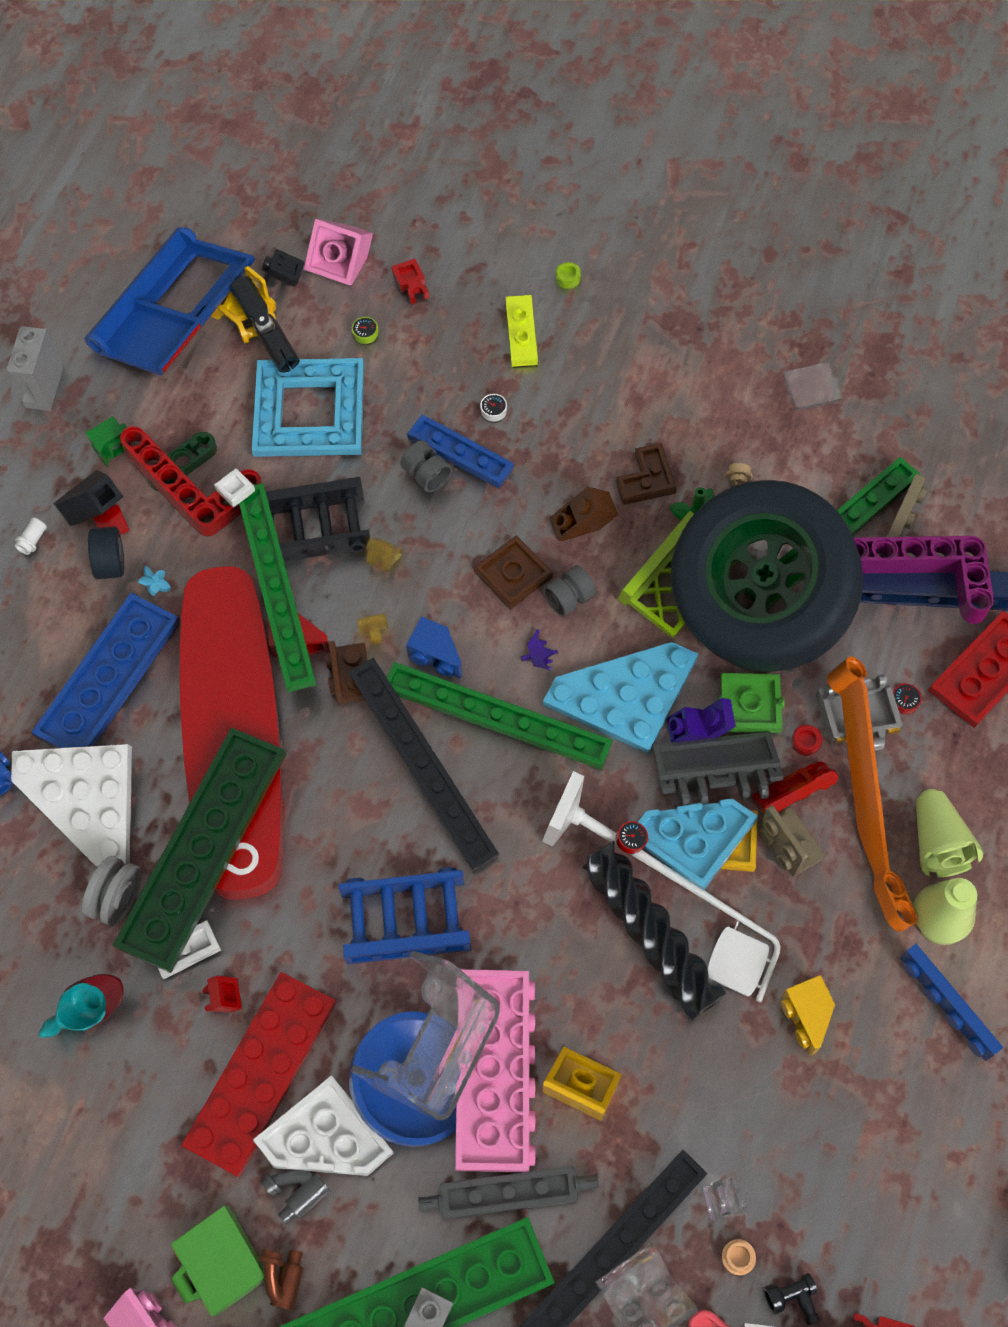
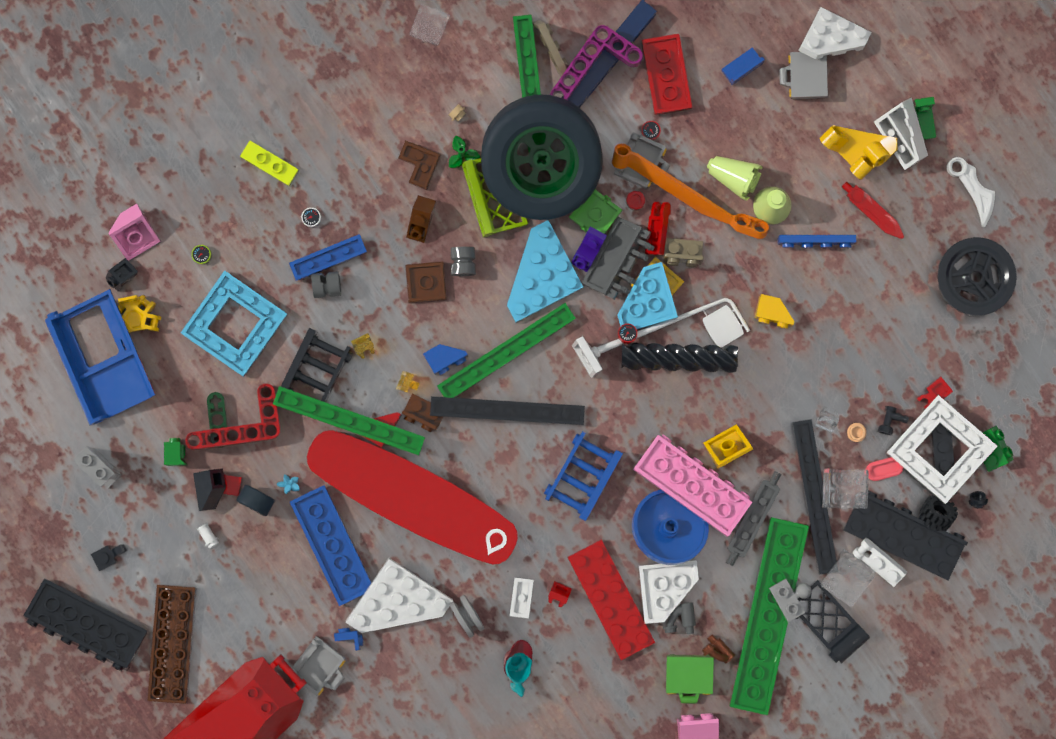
camera: 55 degrees left, 20 degrees up
(199, 850) = (477, 555): dark green plate -> none
(234, 487) = (272, 404): white tile -> none
(257, 311) = (148, 312): black piece -> none
(410, 278) = (183, 203): red plate -> none
(446, 1044) = (668, 502): clear windscreen -> none
(538, 653) = (485, 303): dark purple piece -> none
(568, 275) = (249, 107): lime tile -> none

